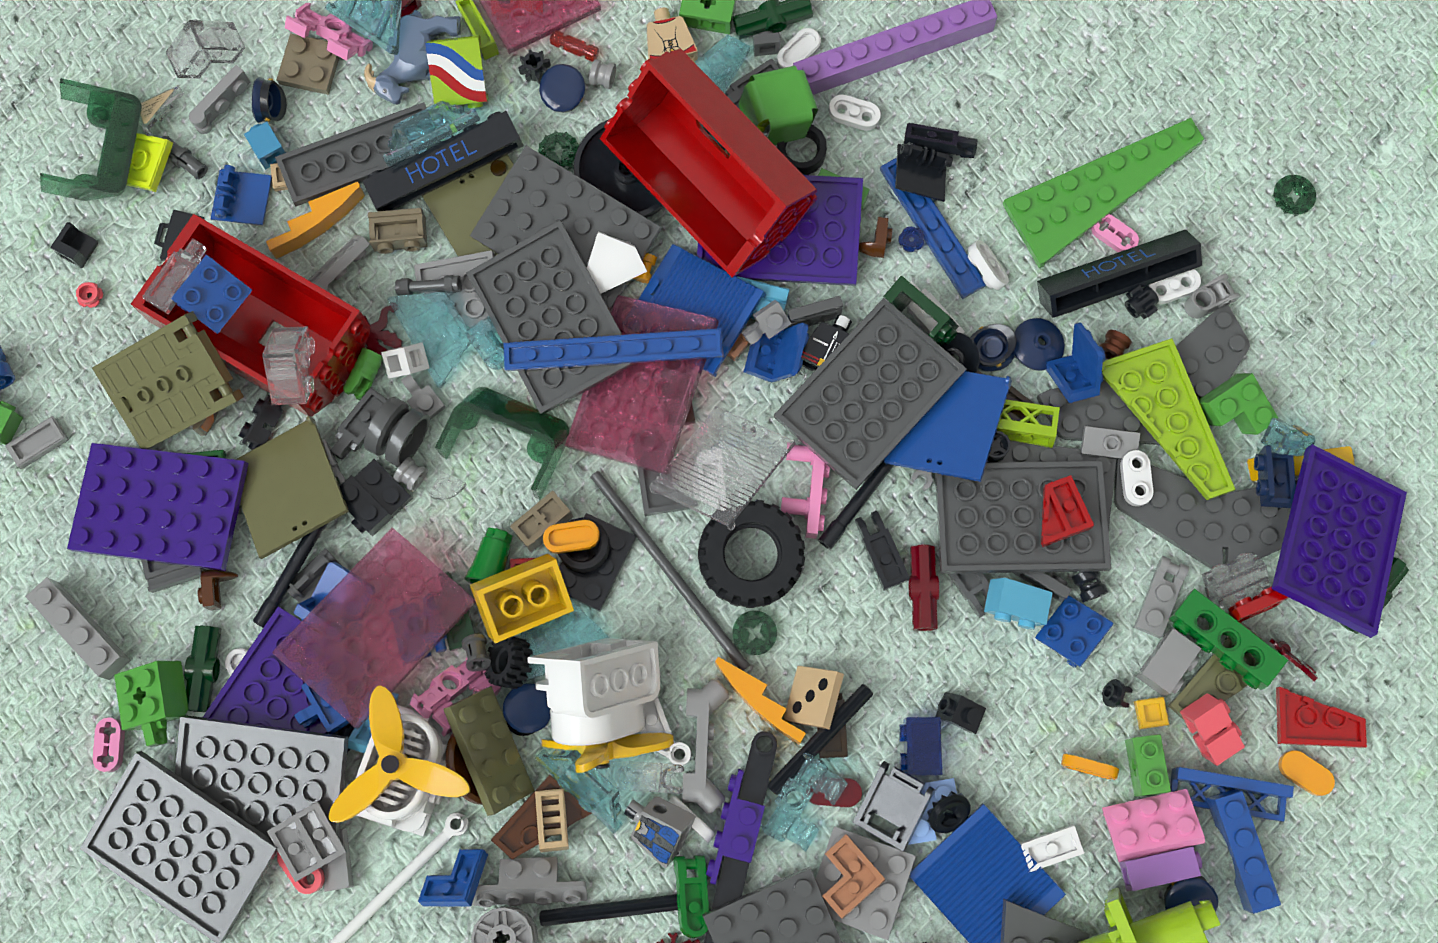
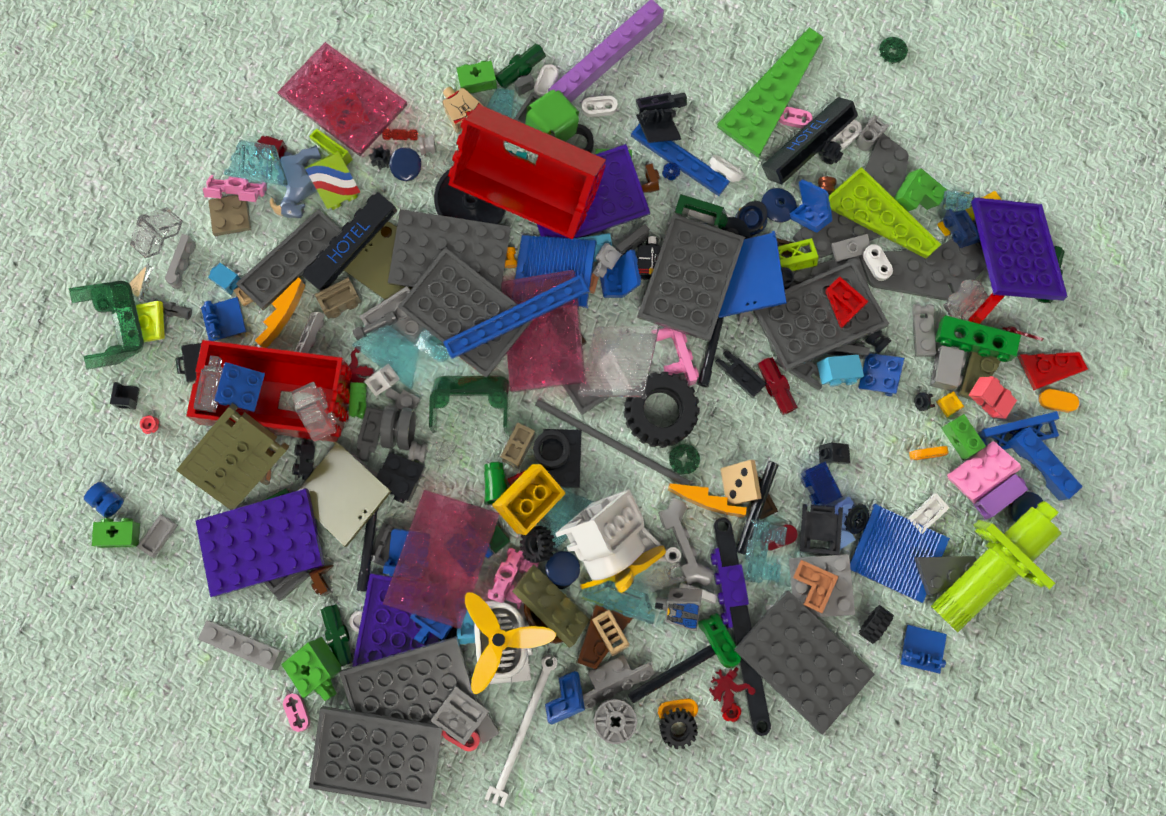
camera: 25 degrees left, 0 degrees up
(268, 100) = (214, 249): piece -> none
(427, 128) = (329, 225): clear light blue wing -> none
(476, 652) = (514, 547): dark grey bush -> none
(566, 141) = (429, 206): clear green gear -> none
(571, 536) = (543, 446): light orange tile -> none
(613, 262) = (491, 261): white slope -> none

